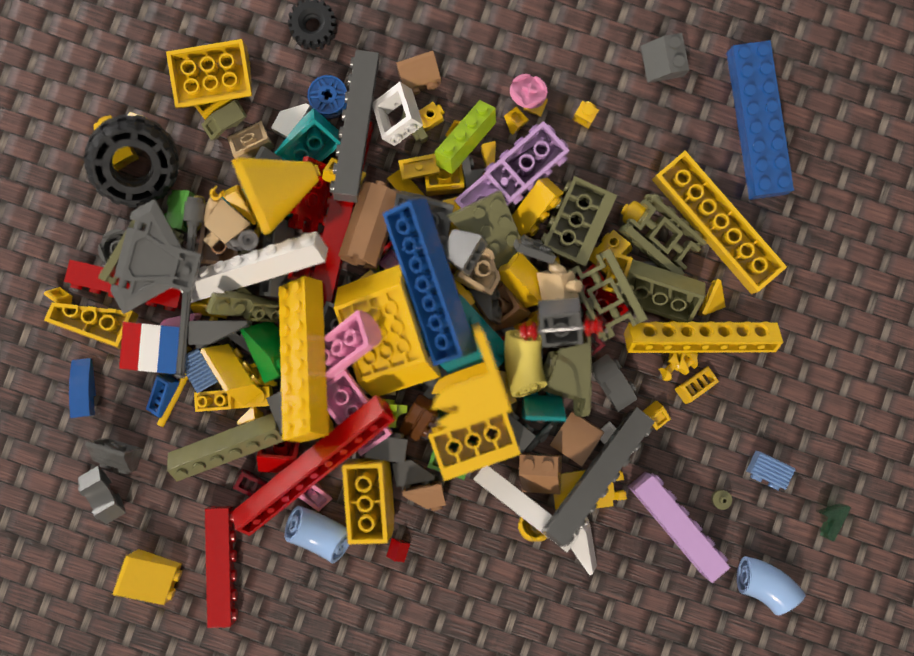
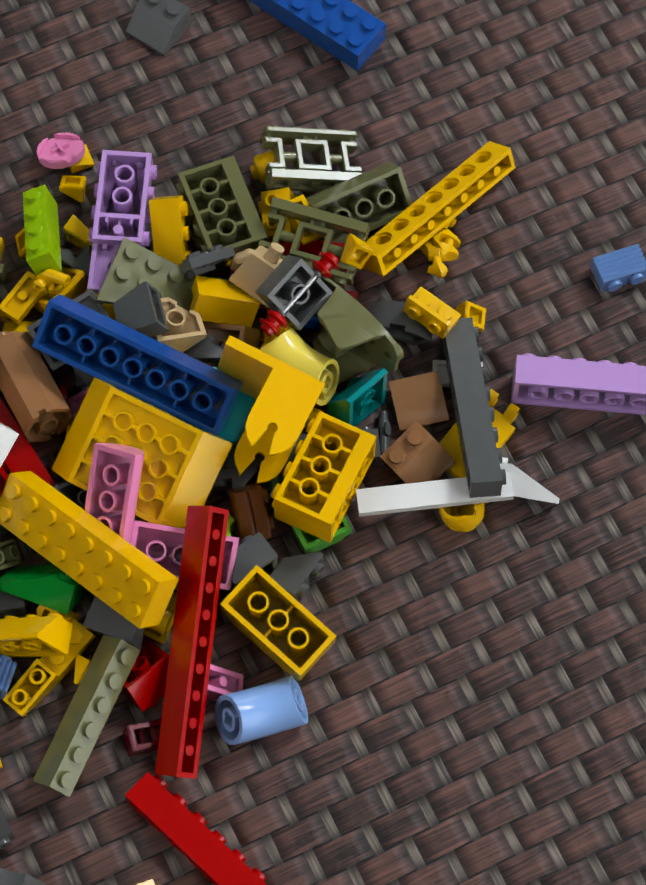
camera: 40 degrees left, 20 degrees down
(398, 550) = (356, 660): red slope -> none
(427, 495) = (331, 576): medium nougat slope -> none
(442, 172) = (49, 277): none -> yellow arm
(585, 114) = (133, 119): yellow brick -> none
(624, 327) = (356, 252): none -> yellow slope
(633, 399) = (431, 312): none -> yellow bracket
(686, 391) = (475, 273): yellow slope -> none
(713, 300) = (414, 175): yellow slope -> none
(719, 223) = (361, 106): yellow brick -> none
(721, 499) = (605, 334): olive tile -> none

